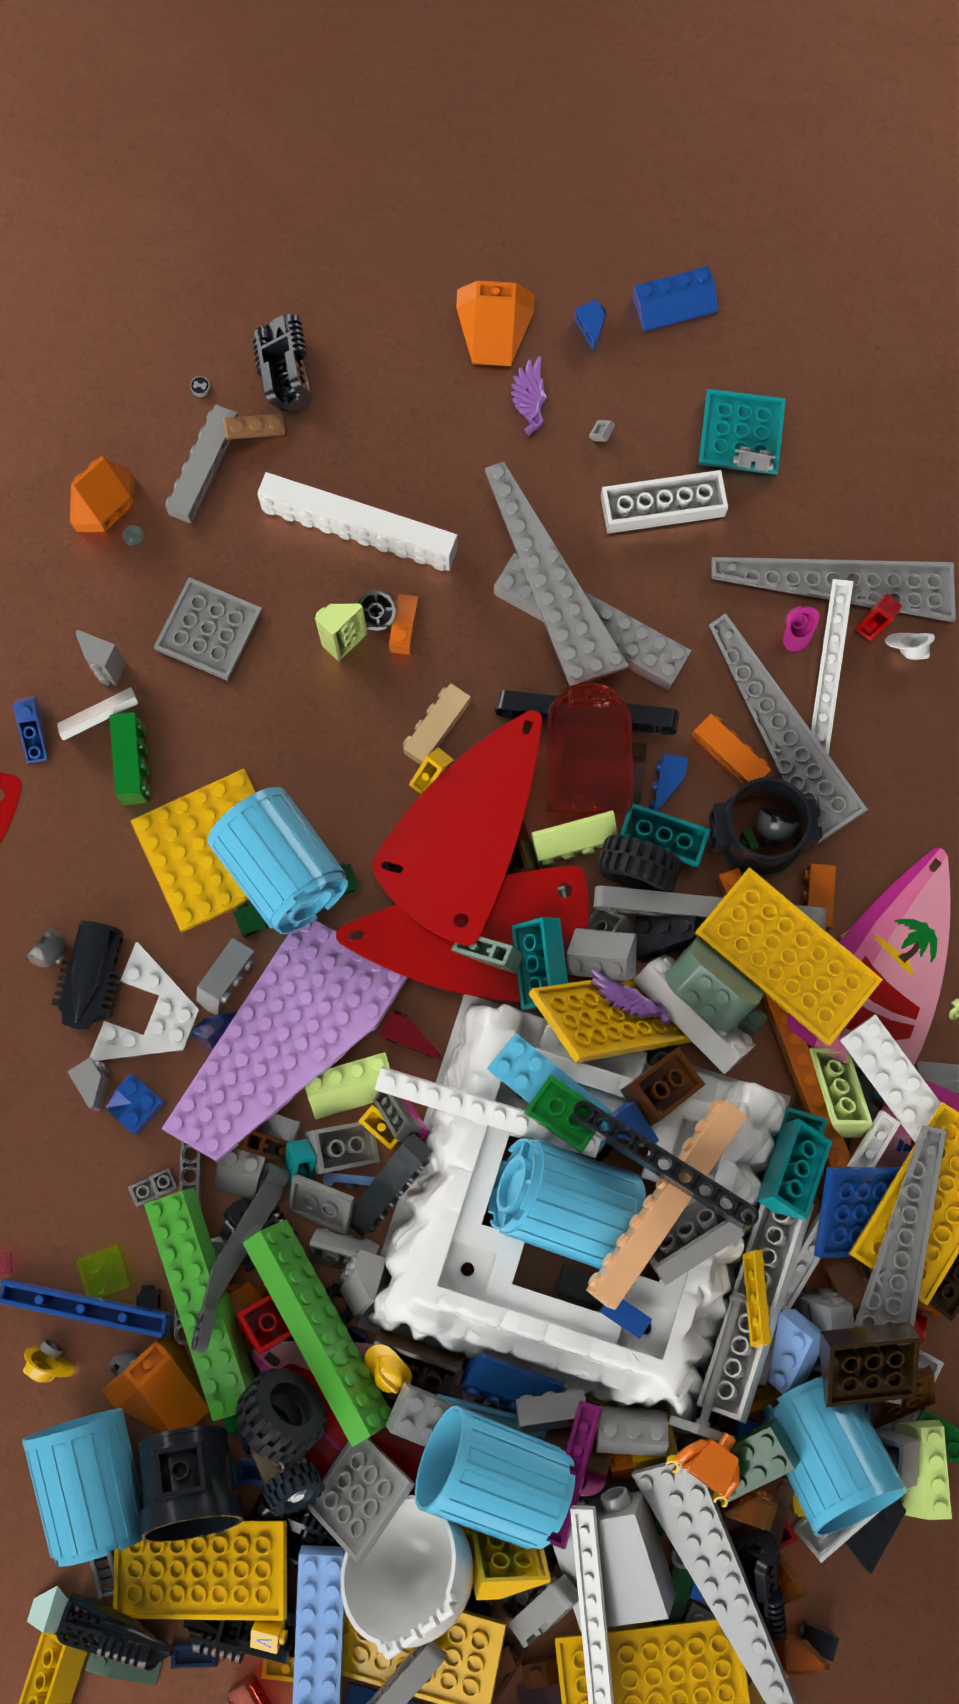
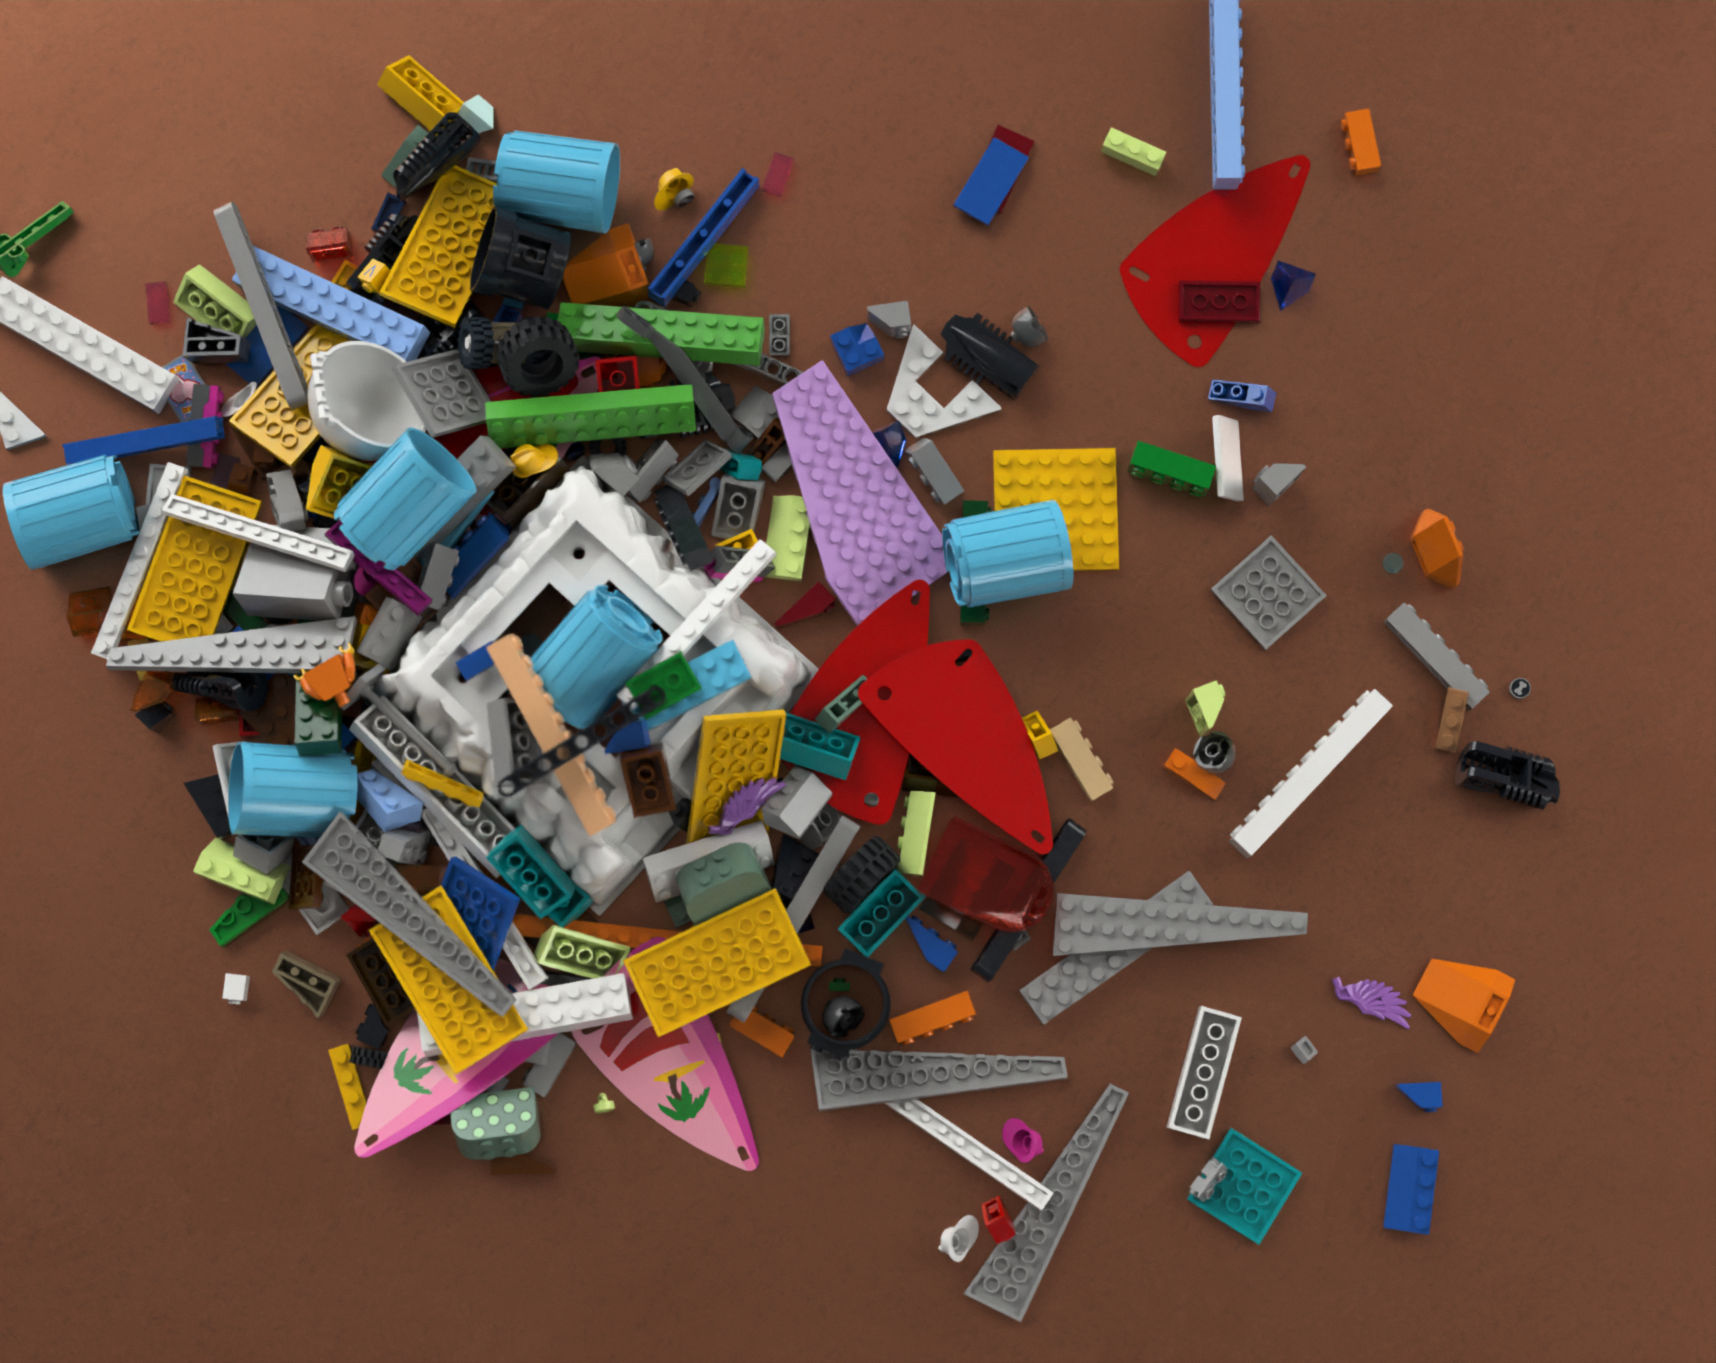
camera: 115 degrees right, 5 degrees up
(752, 1508) = (281, 701): clear orange slope -> none
(869, 1364) = (346, 848): dark brown slope -> none

